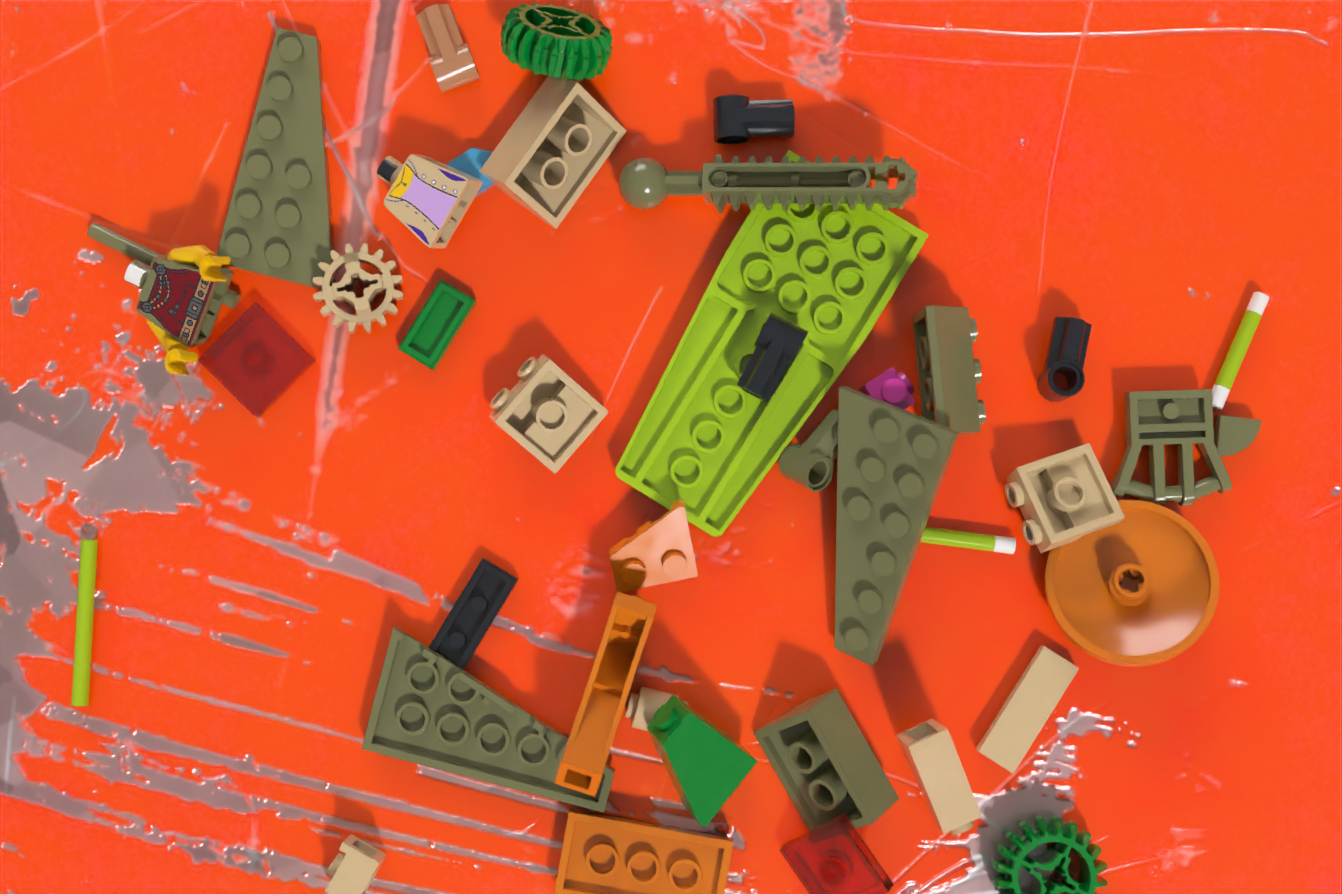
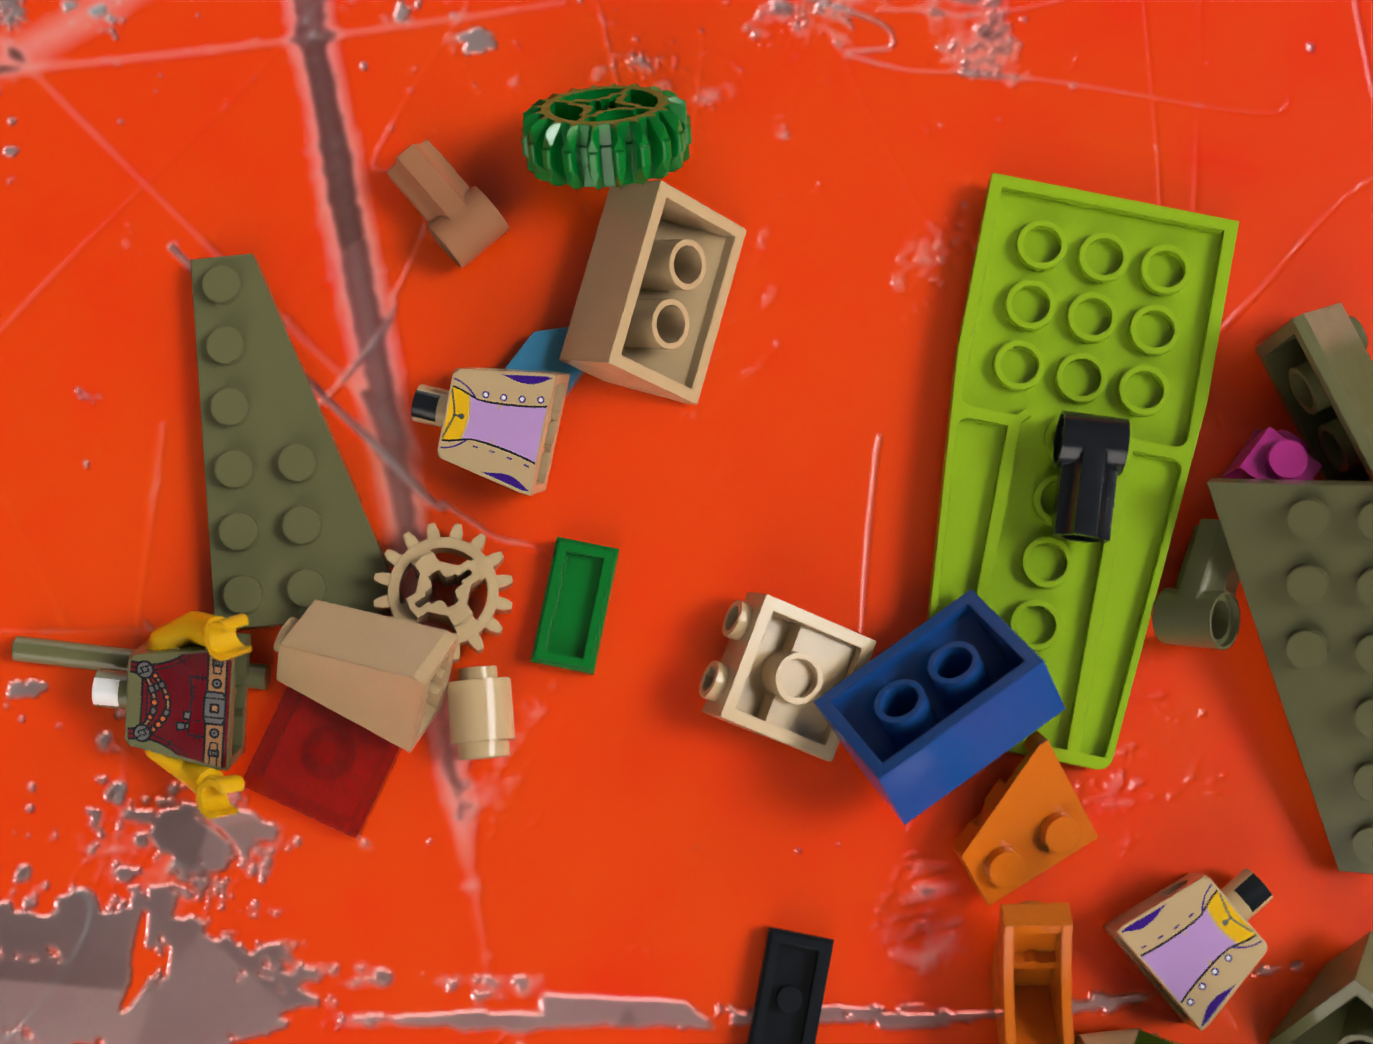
camera: 15 degrees left, 5 degrees down
(295, 317) = (368, 668): none -> tan slope
(355, 369) = (481, 713): none -> tan brick
(628, 463) = (940, 705): none -> blue slope
(647, 183) = (808, 291): olive gear -> none
(731, 656) = (1195, 941): none -> torso
(740, 119) = (907, 155): black piece -> none

